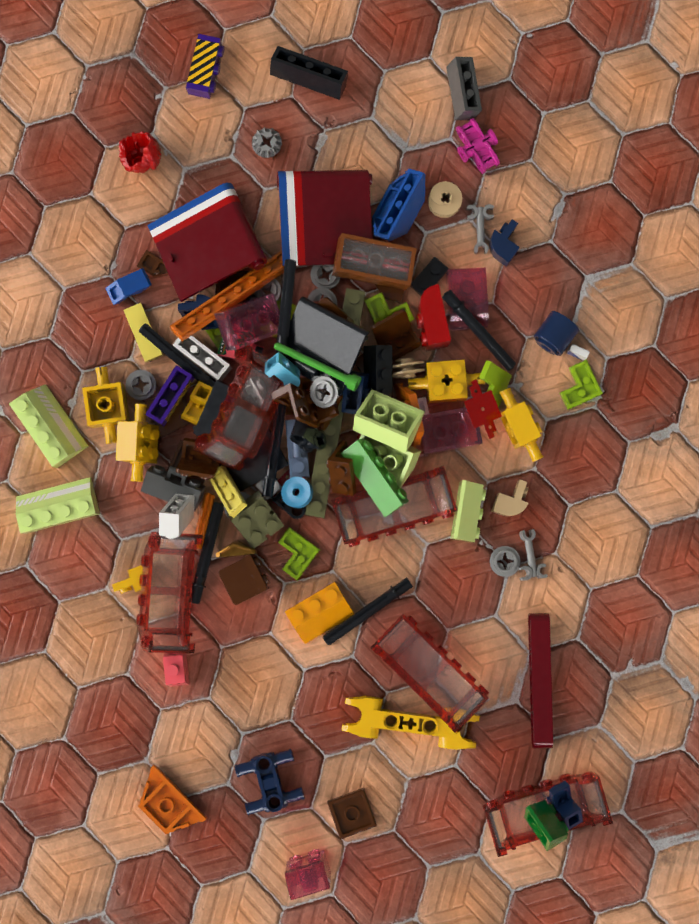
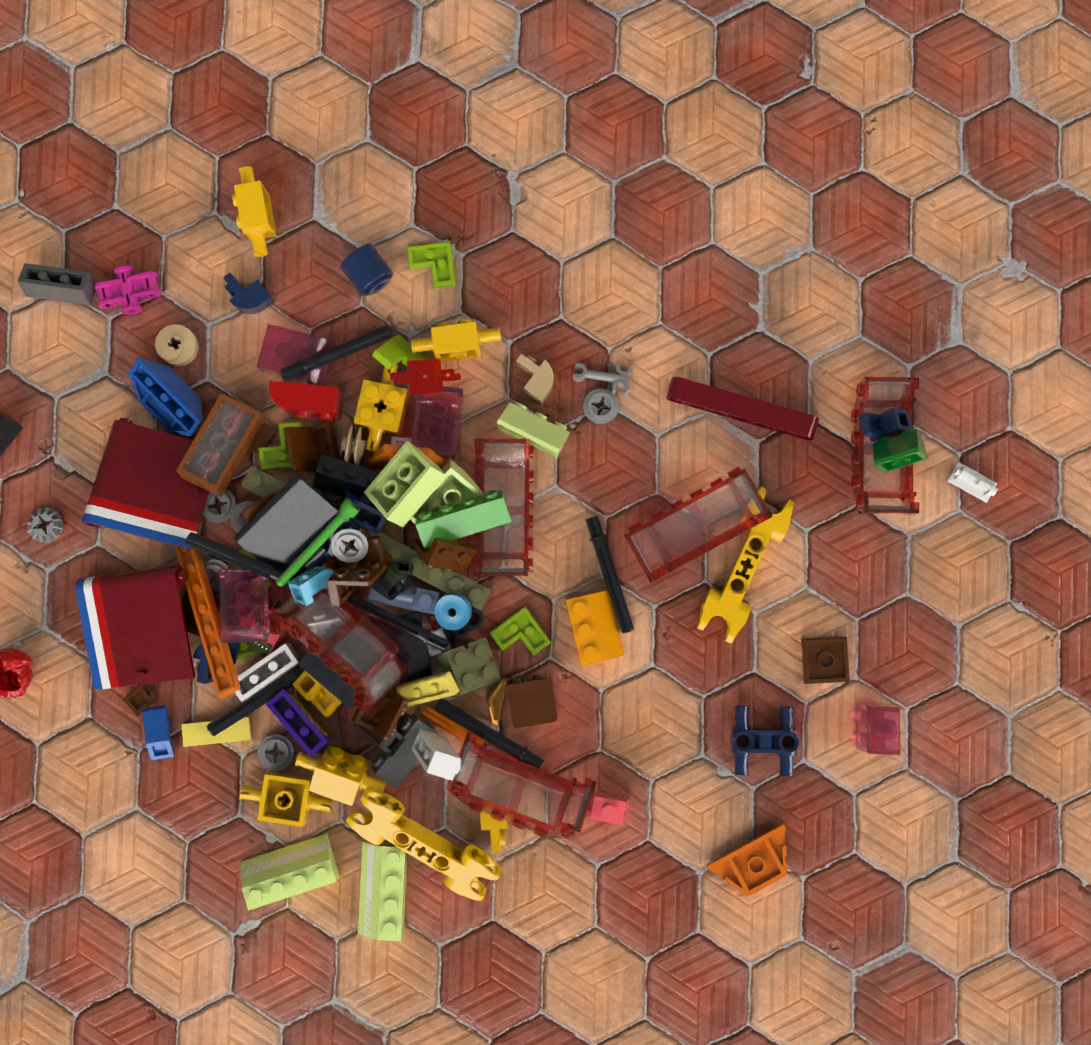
camera: 75 degrees left, 0 degrees up
(110, 494) = (423, 844): none -> yellow piece
(429, 276) = (257, 389): black plate -> none
(480, 214) = (206, 310): light grey bar -> none
(540, 895) = (973, 482): none -> white hinge
(575, 226) = (254, 211): none -> yellow brick
(578, 352) = (395, 253): white tile -> none

